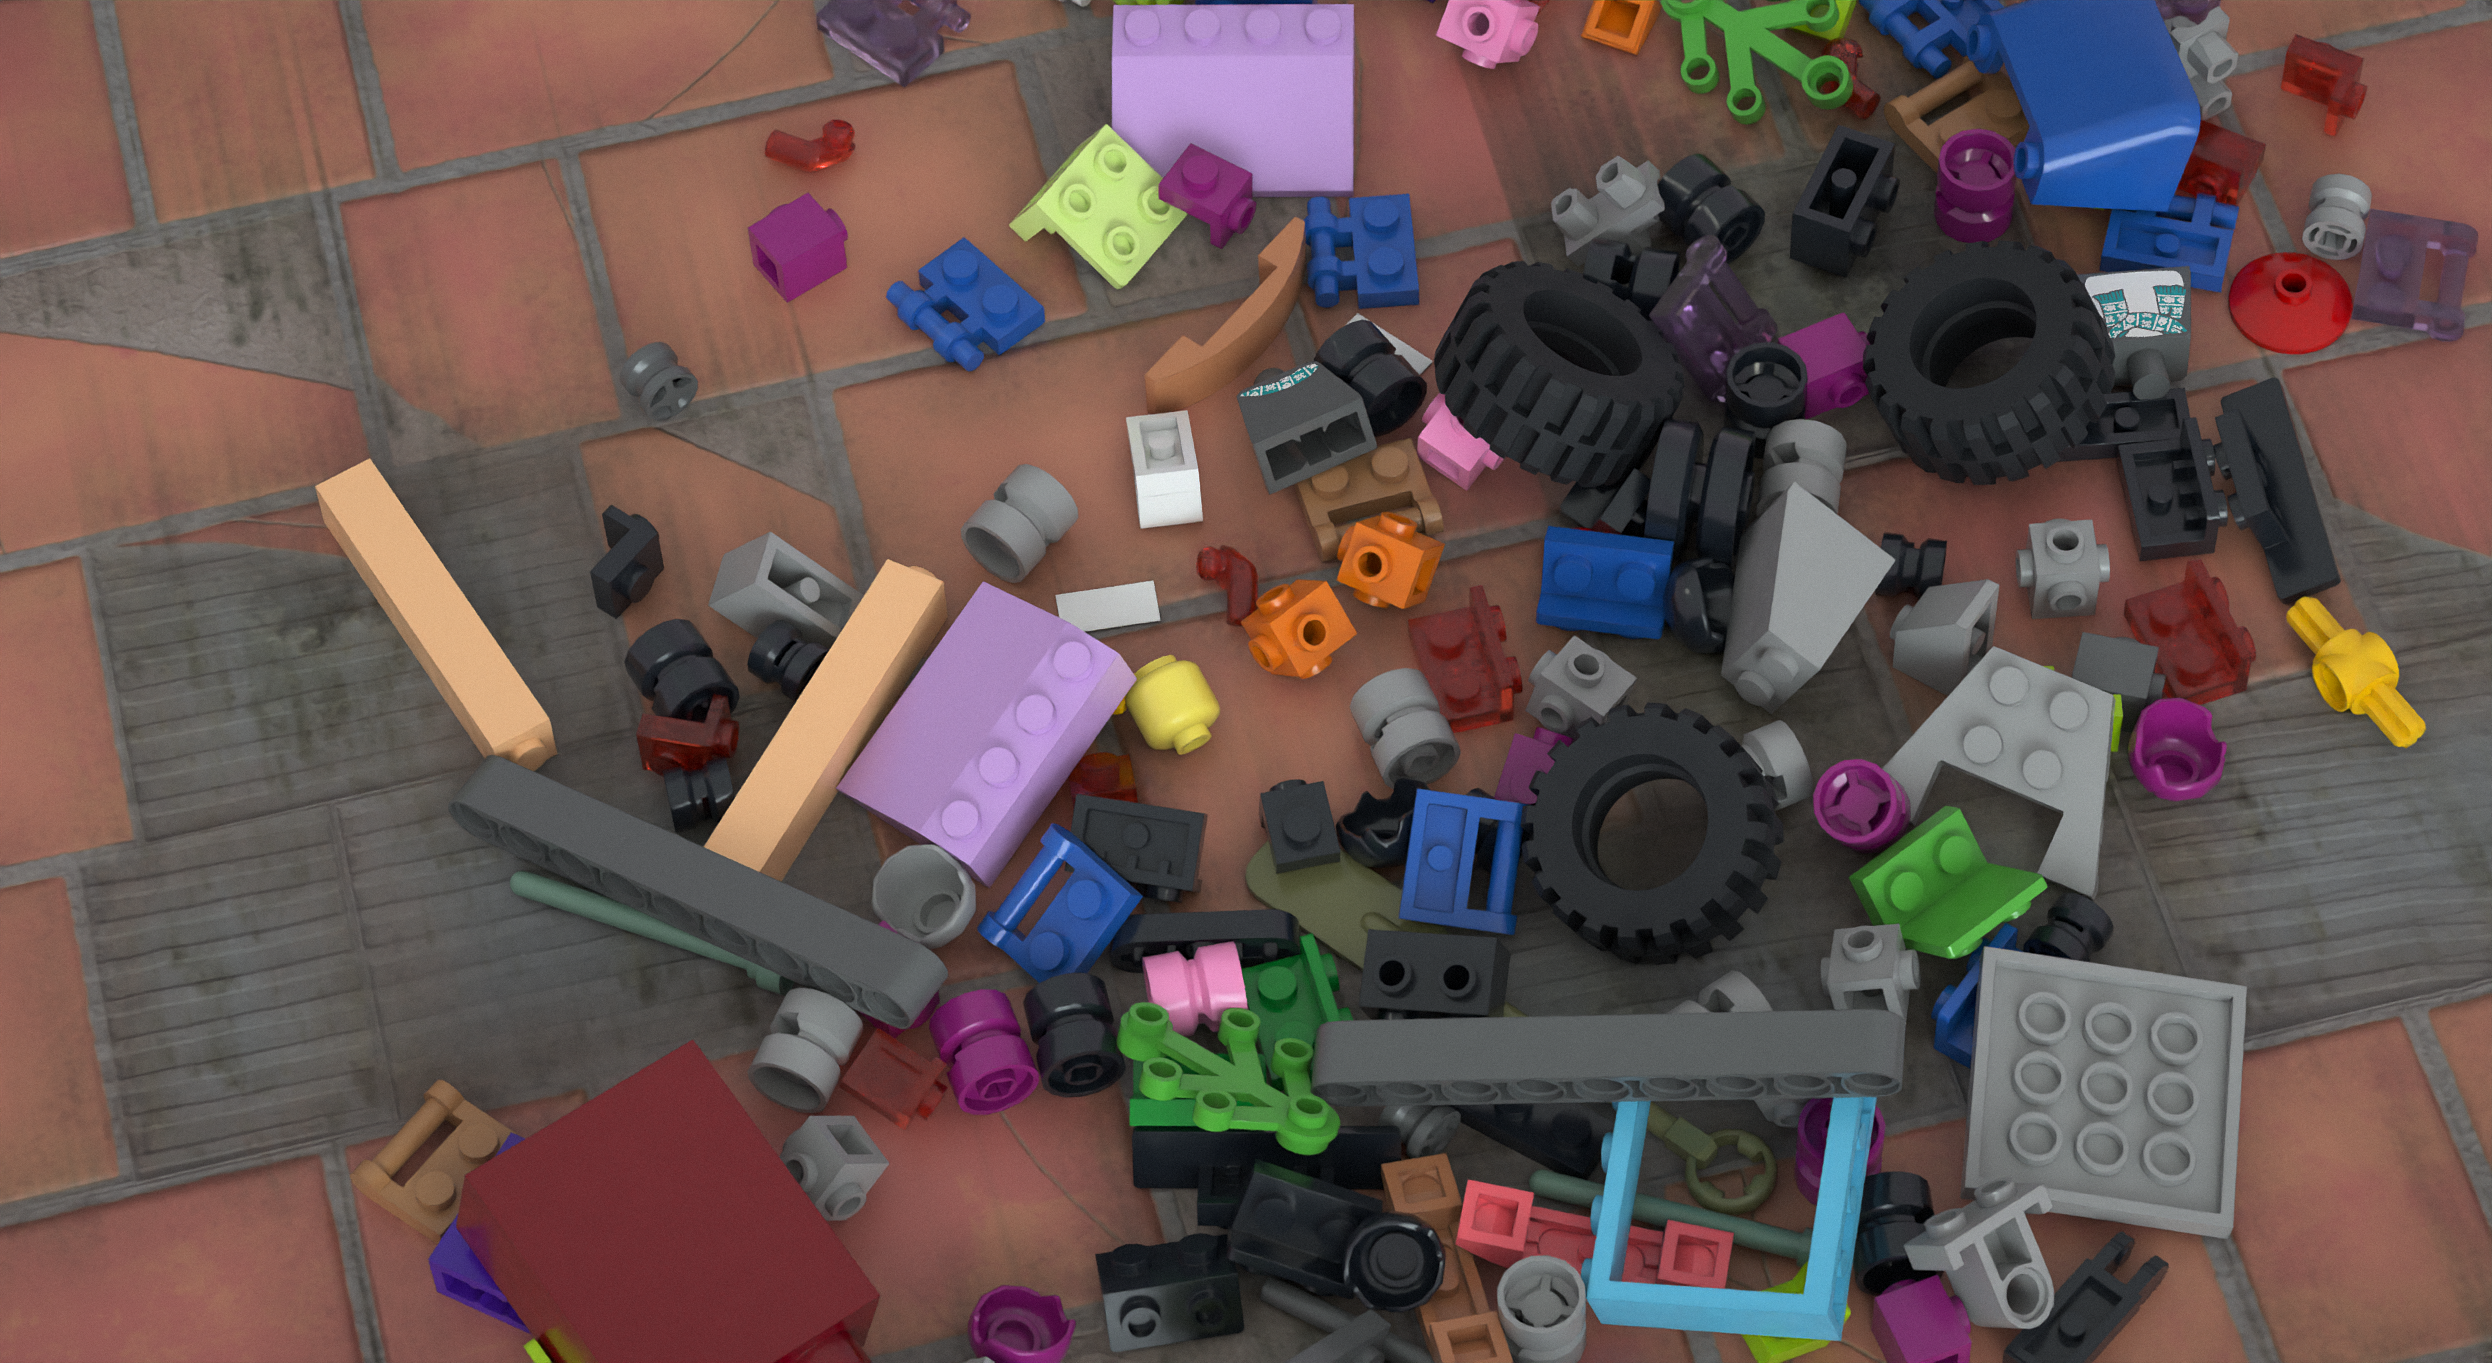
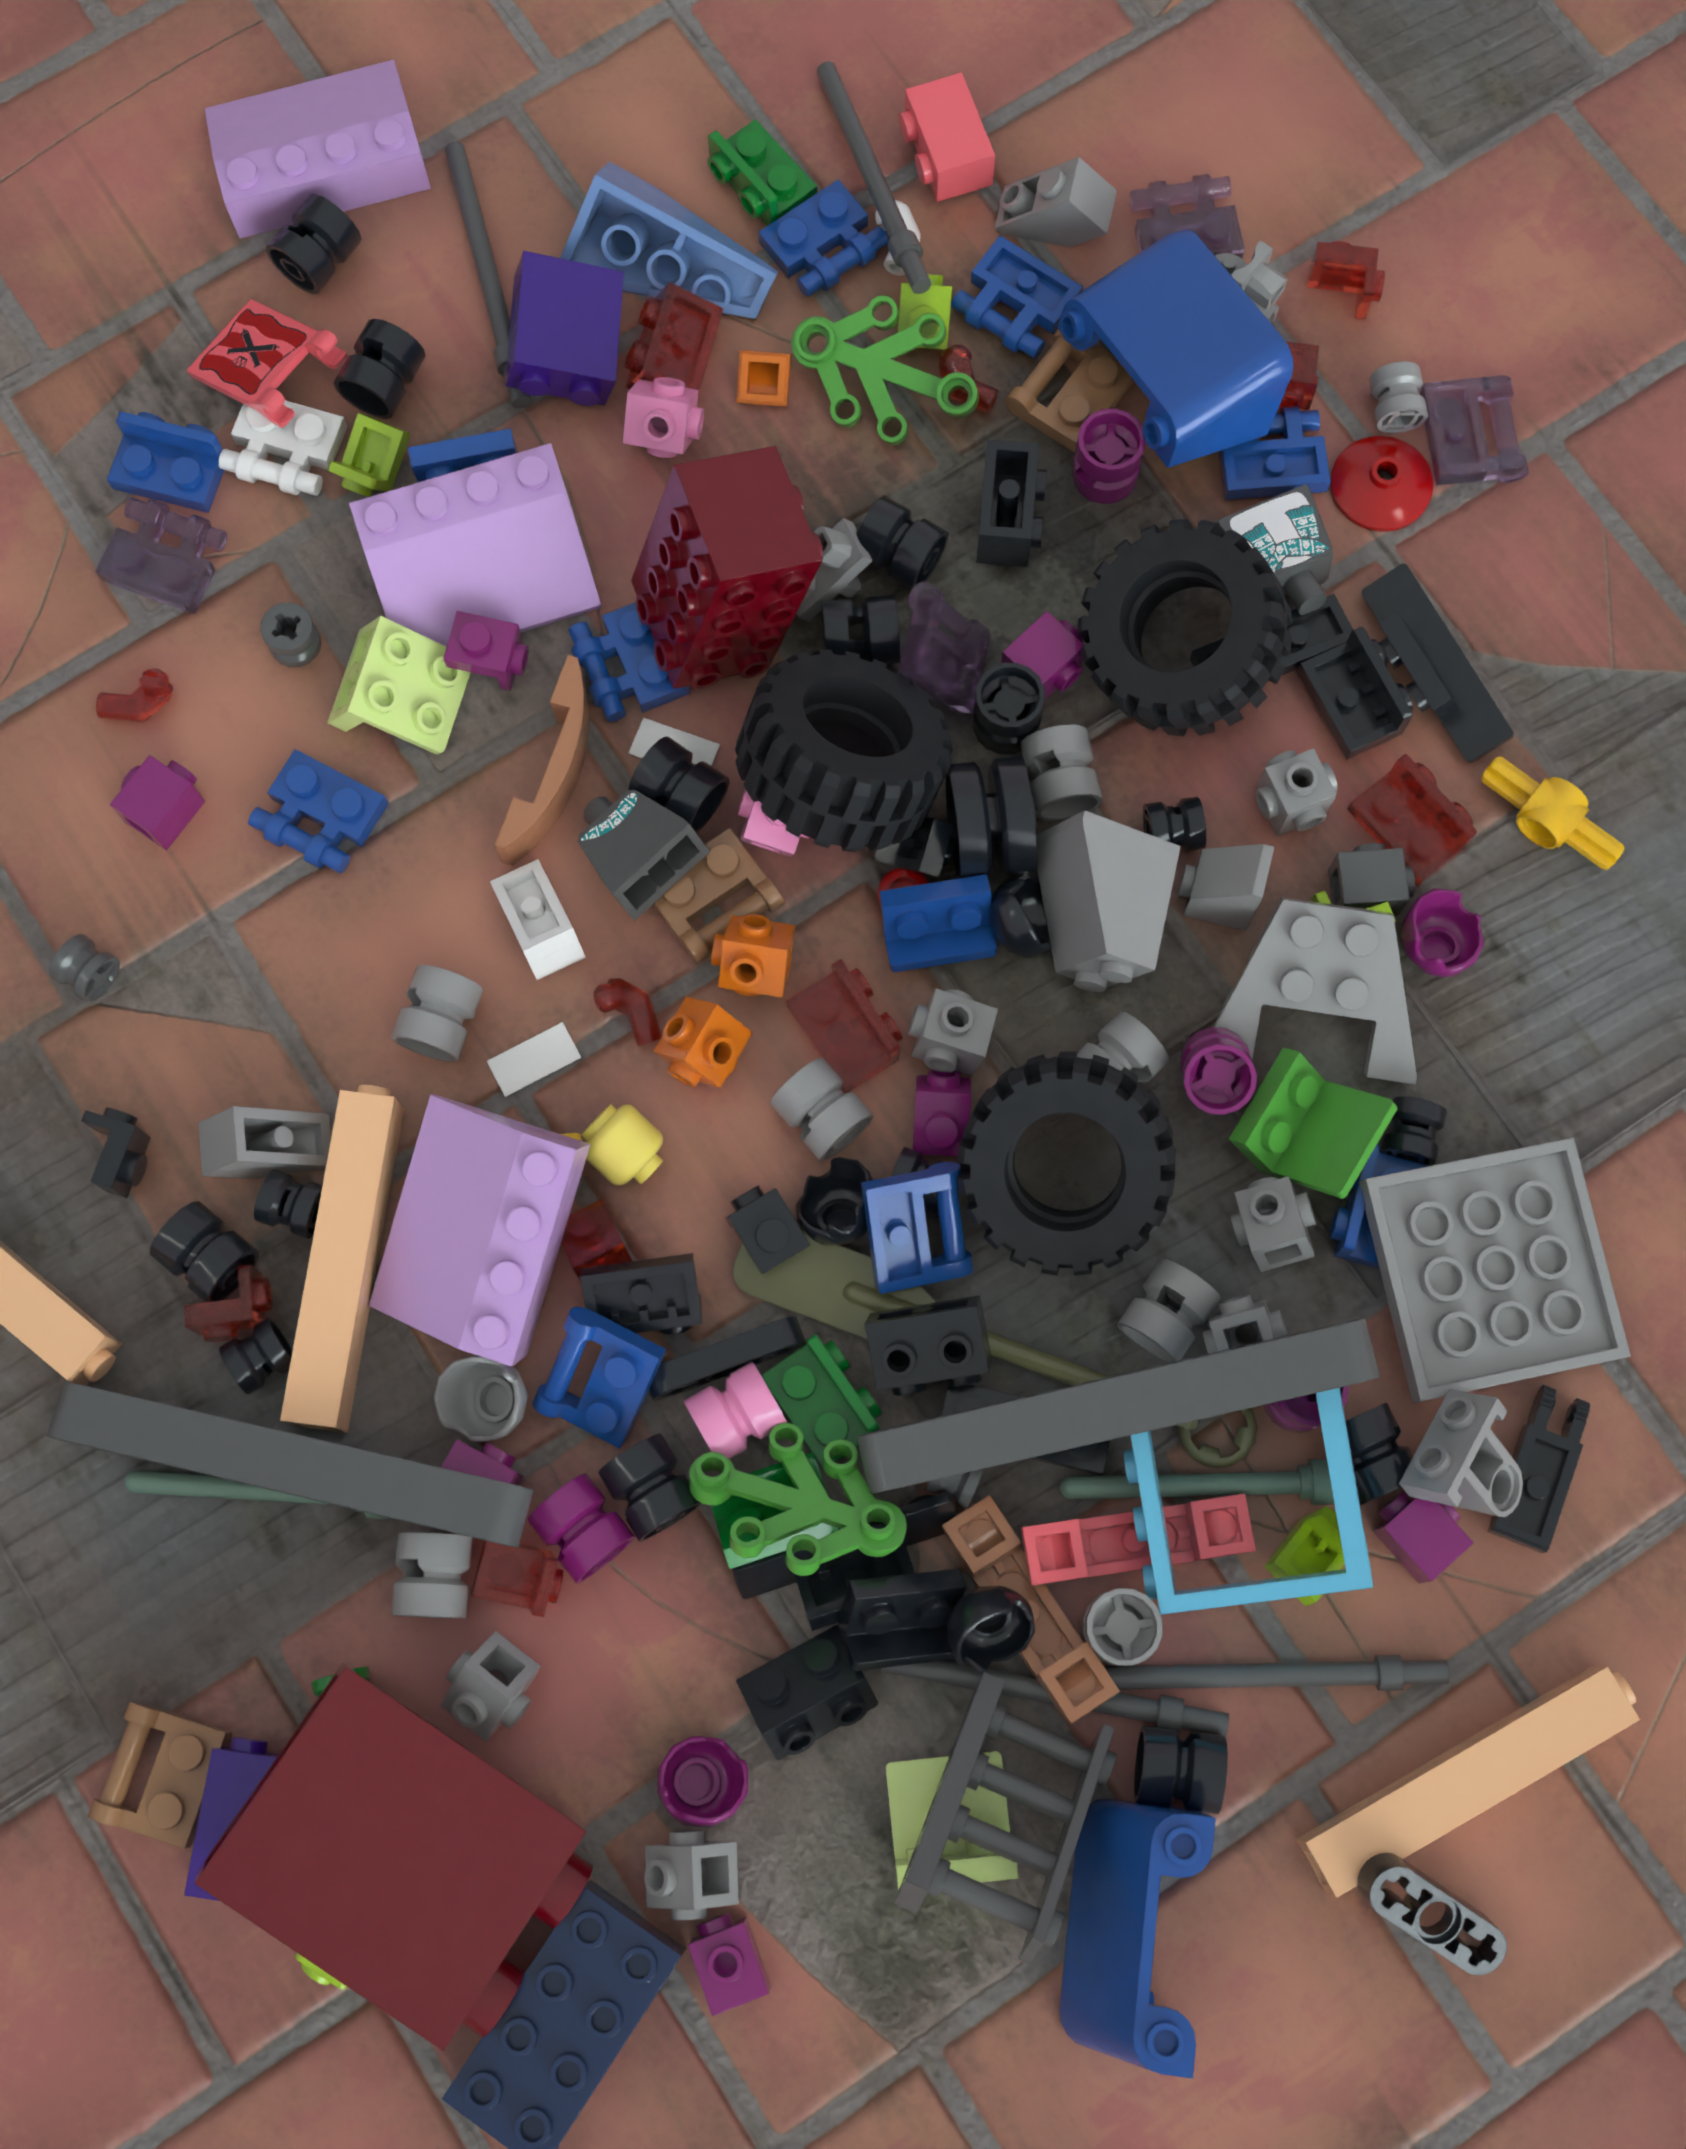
camera: 20 degrees left, 20 degrees up
(993, 141) = (297, 646): none -> dark grey wheel
(1492, 156) = (724, 567): none -> dark red brick

